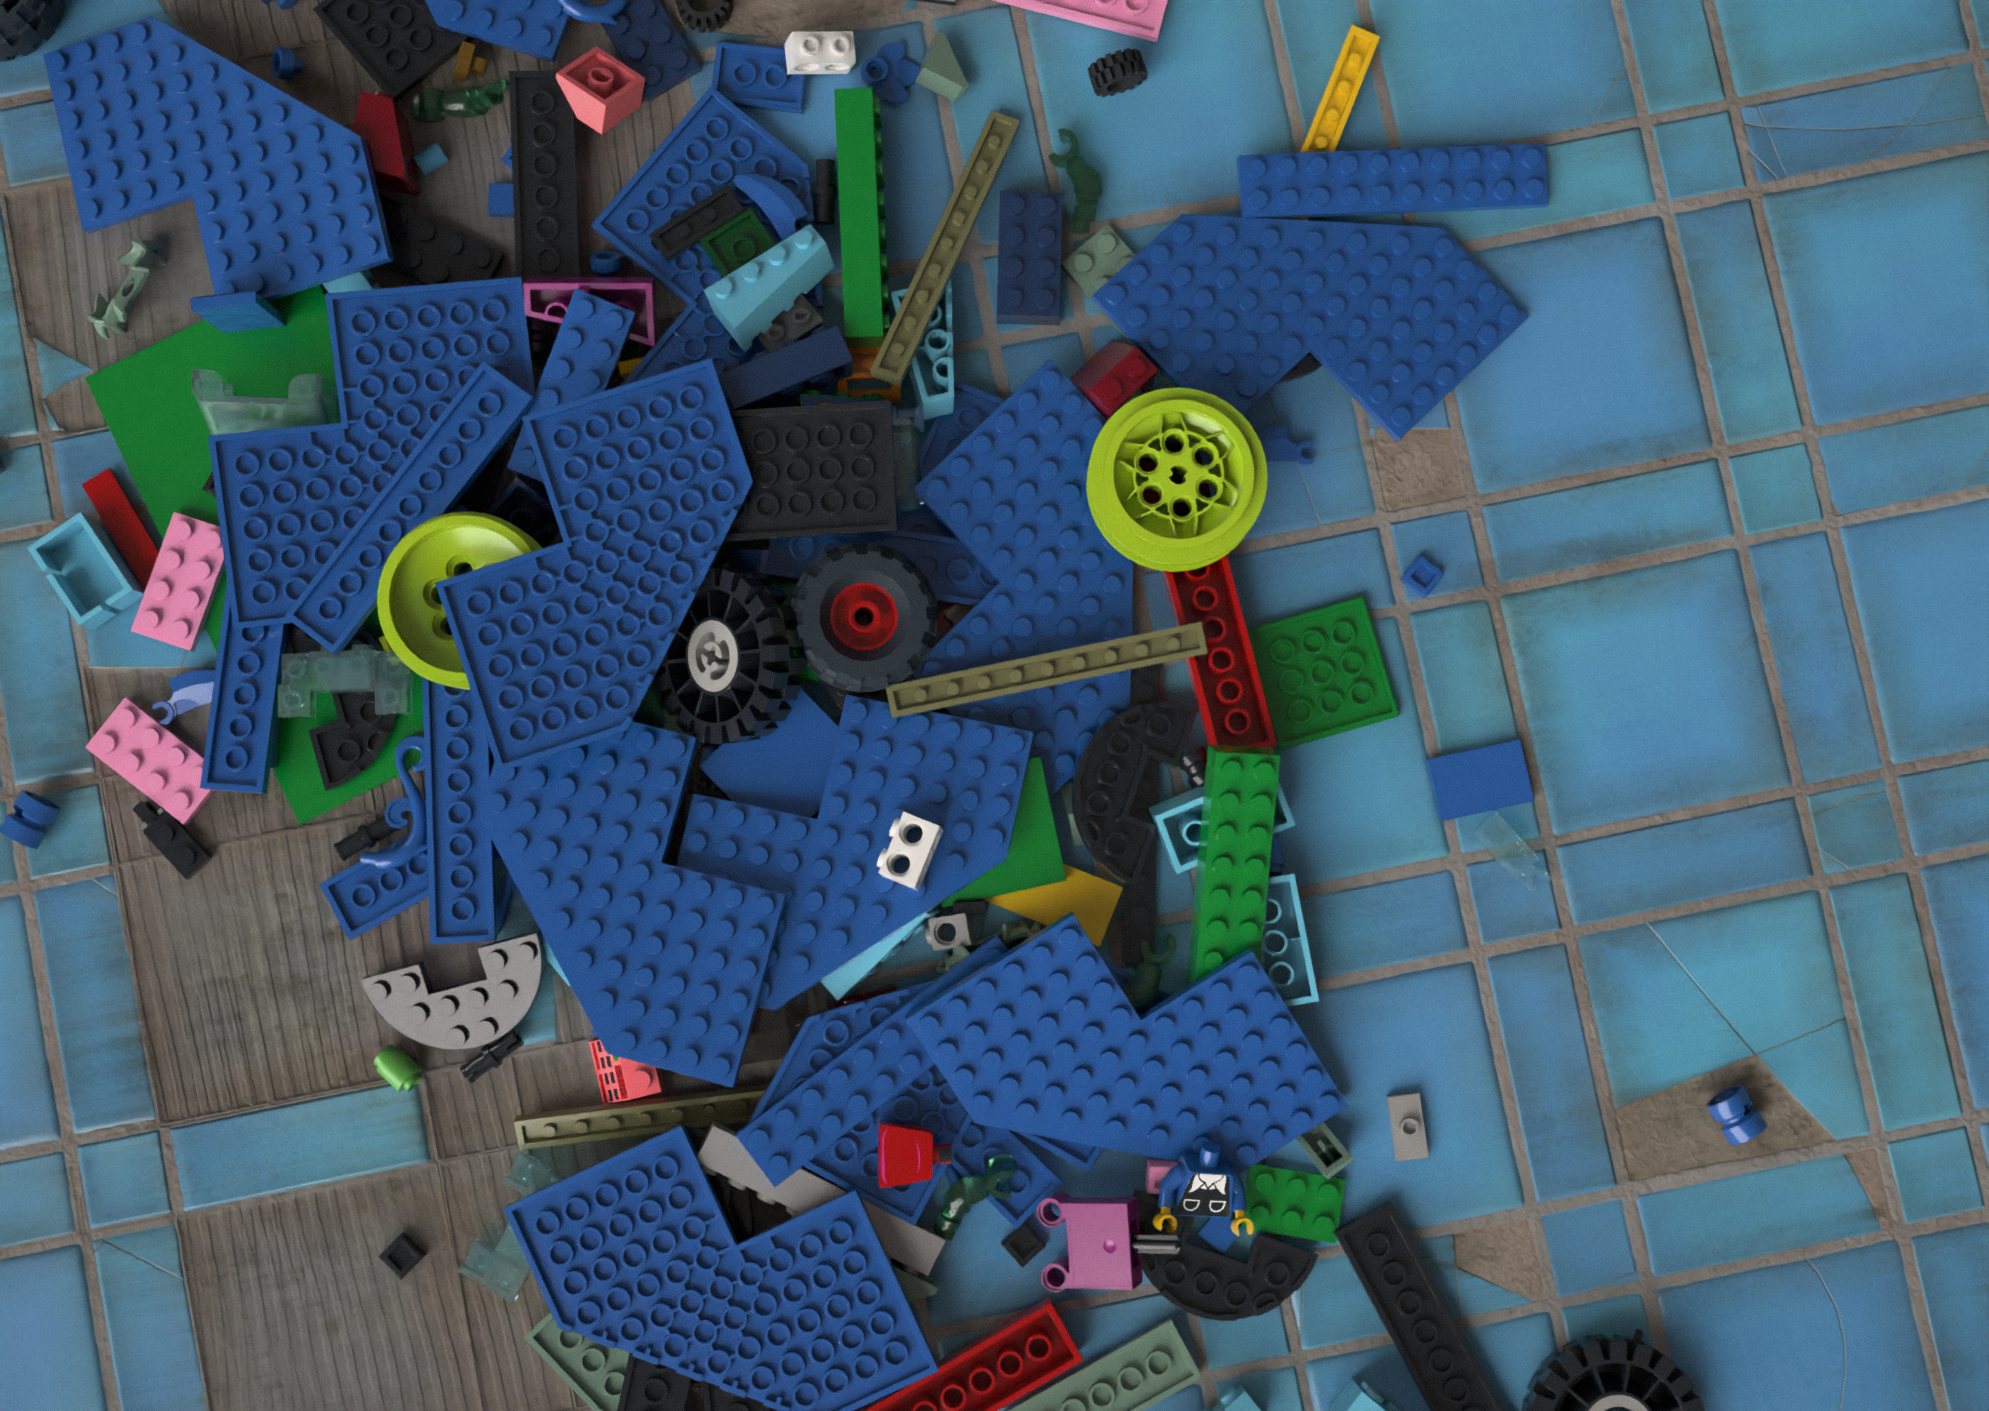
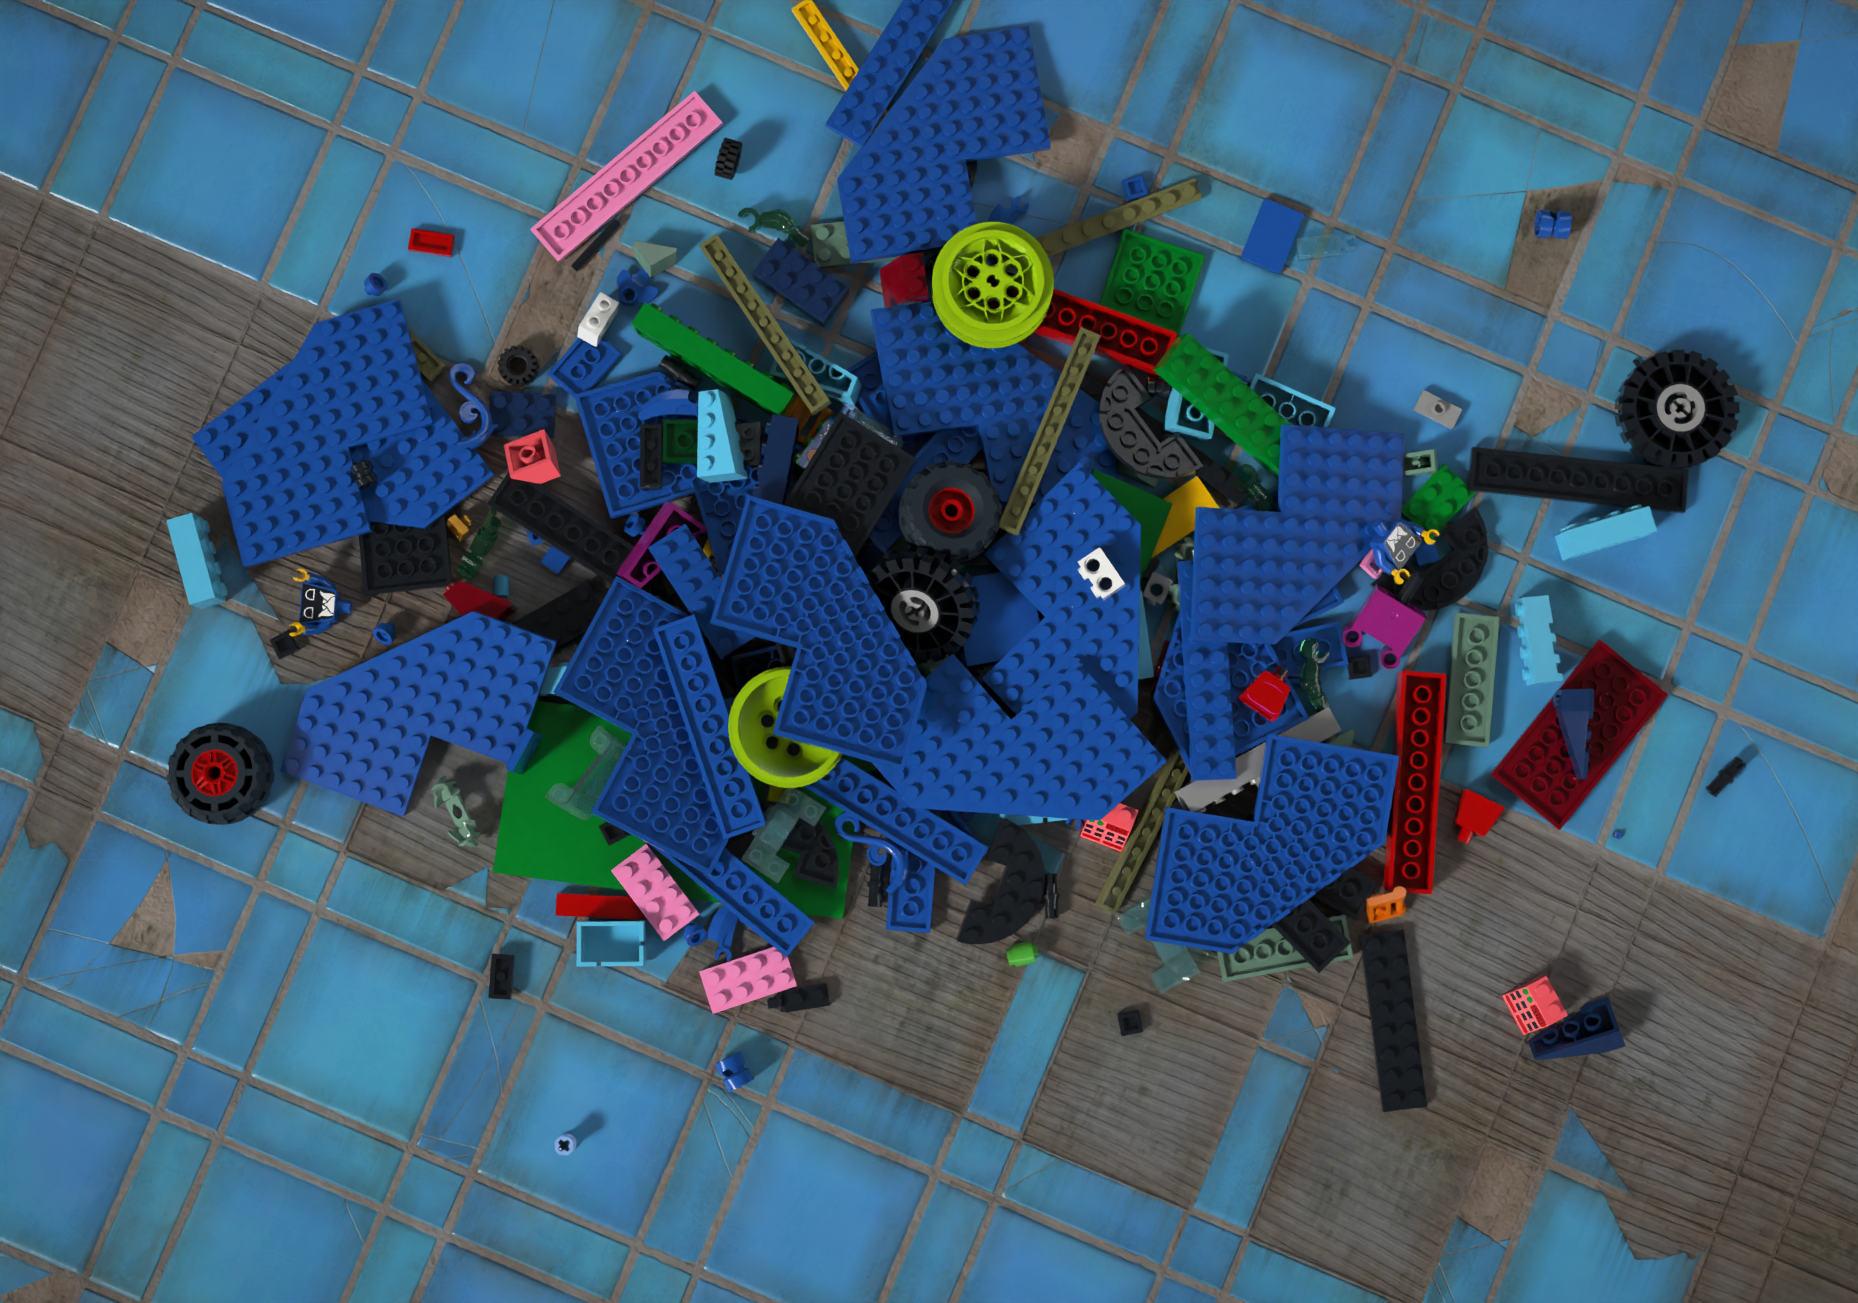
camera: 60 degrees left, 0 degrees up
(165, 661) = (694, 934): none -> blue tile
(1367, 579) = (1119, 218): none -> olive plate

